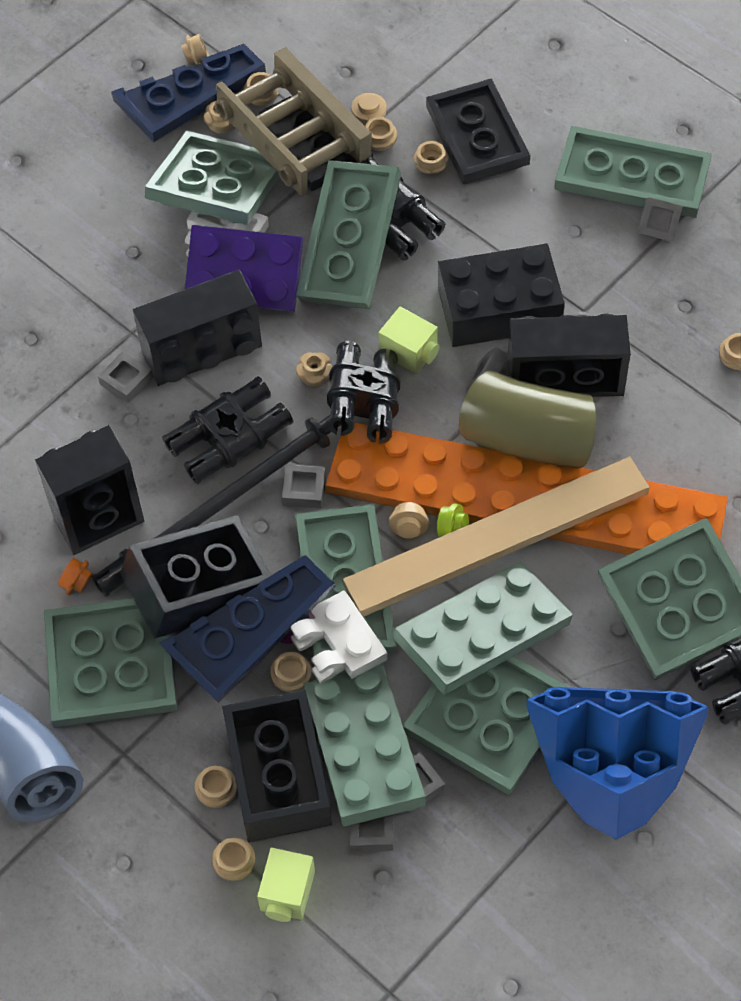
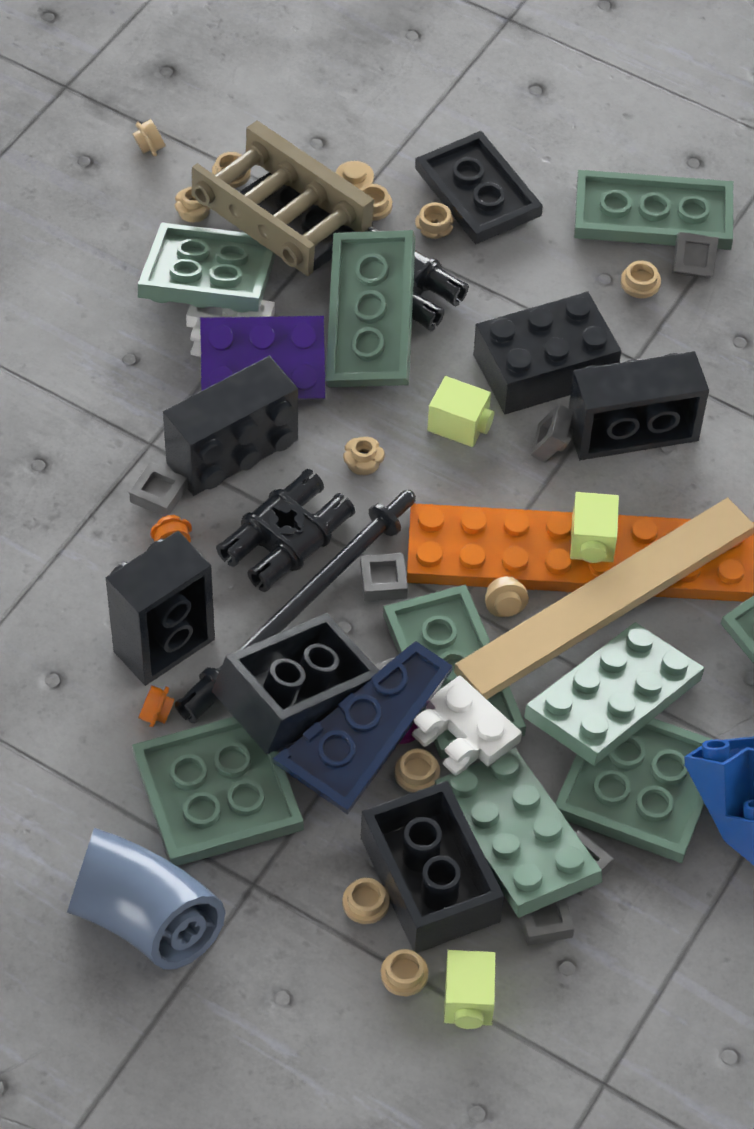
camera: 15 degrees left, 5 degrees down
(127, 419) = (170, 524): none -> orange plate
(177, 98) = (150, 183): dark blue wing -> none
(363, 392) = (427, 469): black pin -> none
(451, 519) = (552, 589): lime plate -> none
(499, 468) = (594, 527): none -> yellowish green brick
(529, 420) = (644, 472): olive brick -> none
(605, 236) = (641, 279): none -> tan plate

